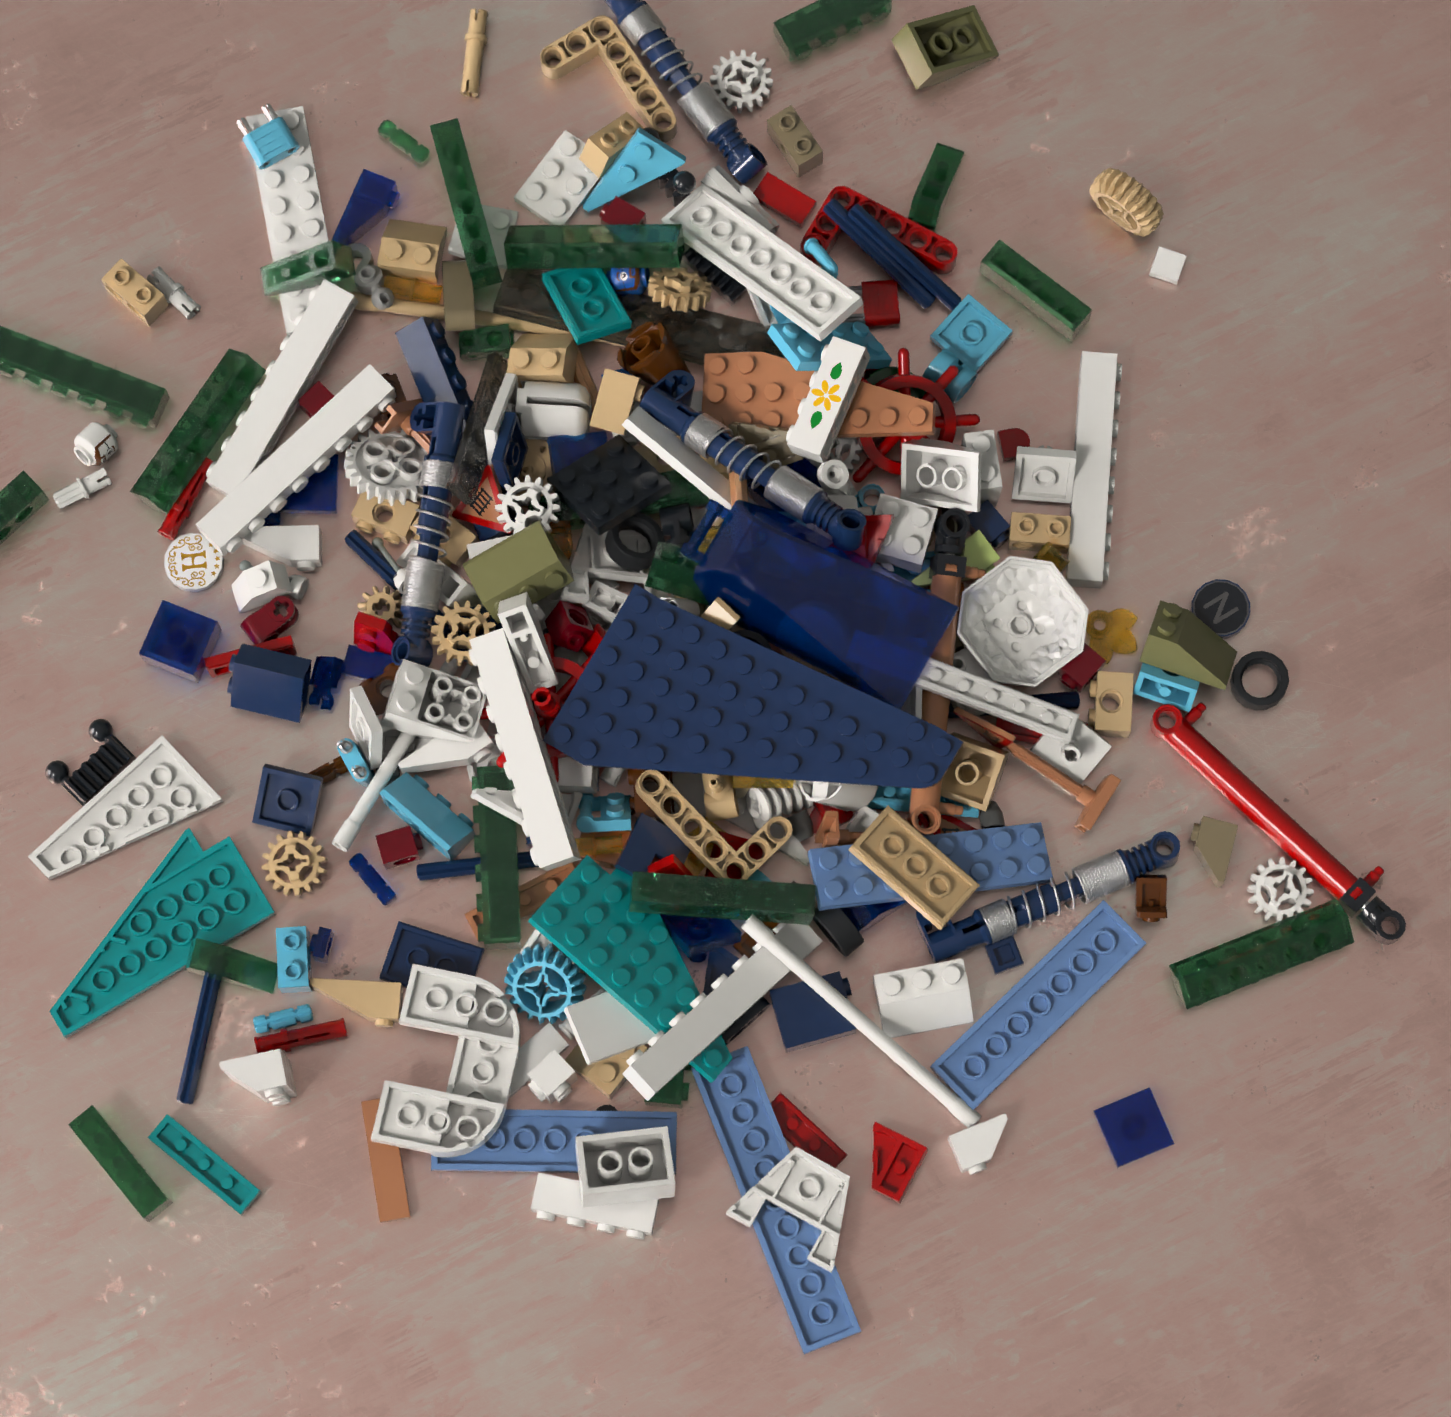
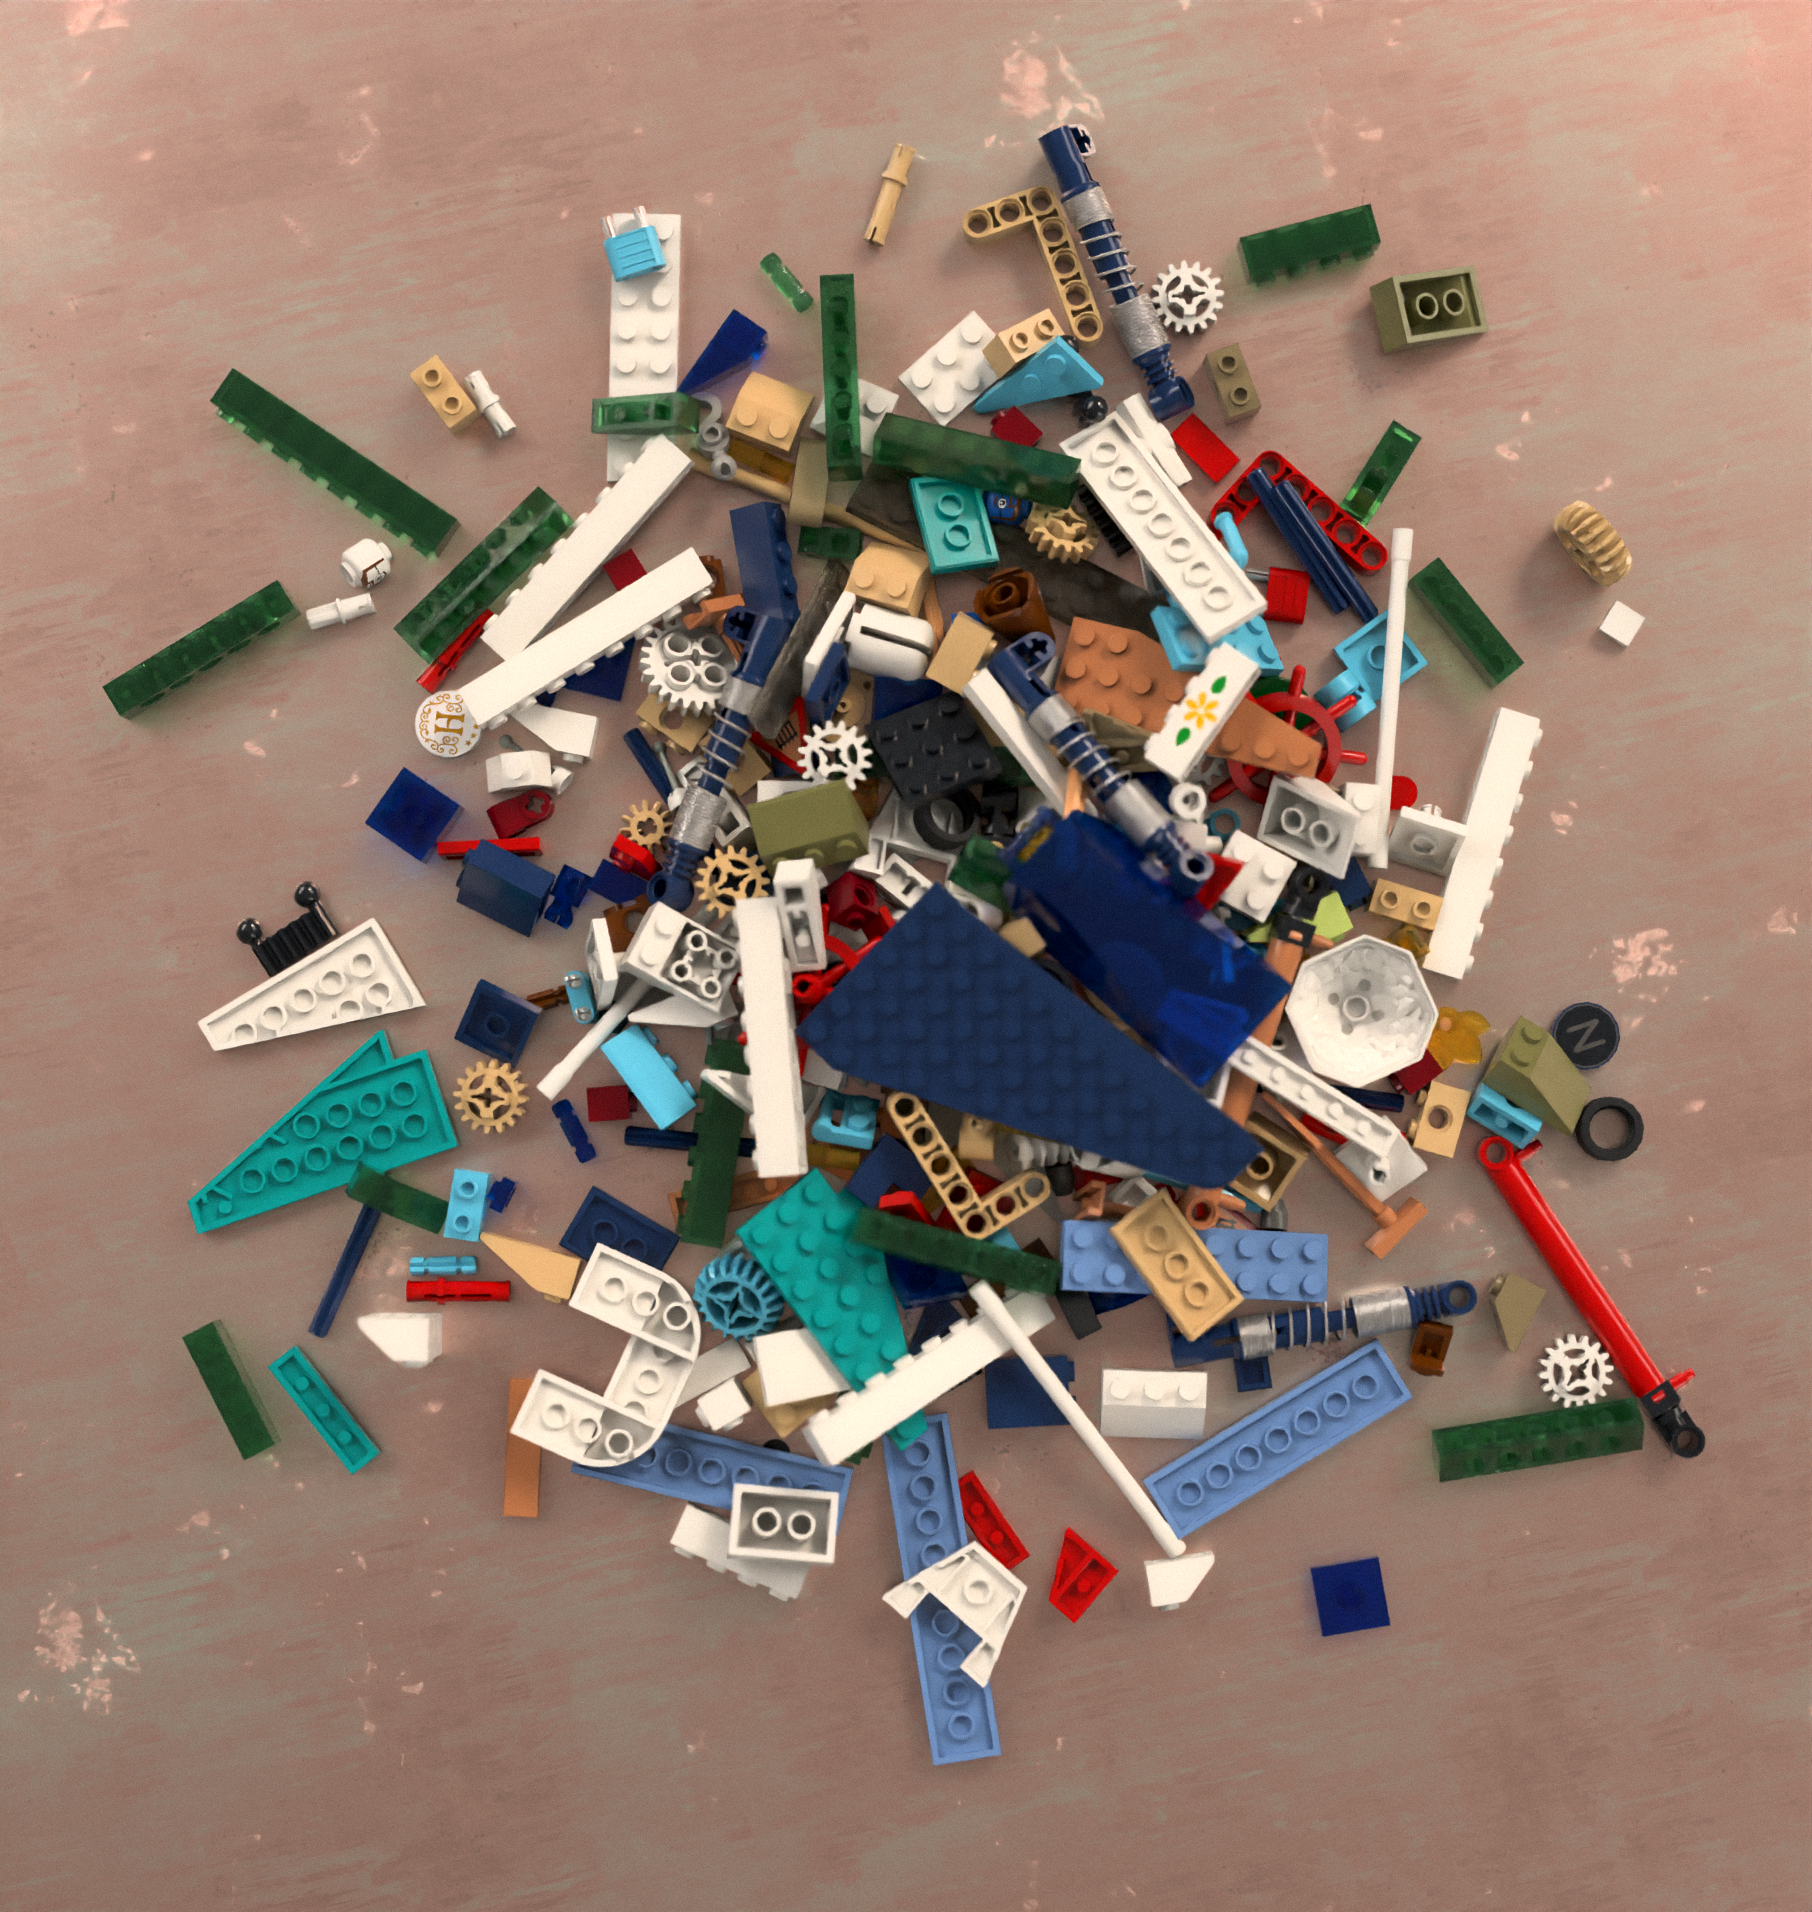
camera: 10 degrees right, 10 degrees up
(969, 248) = (1400, 557): none -> white piece

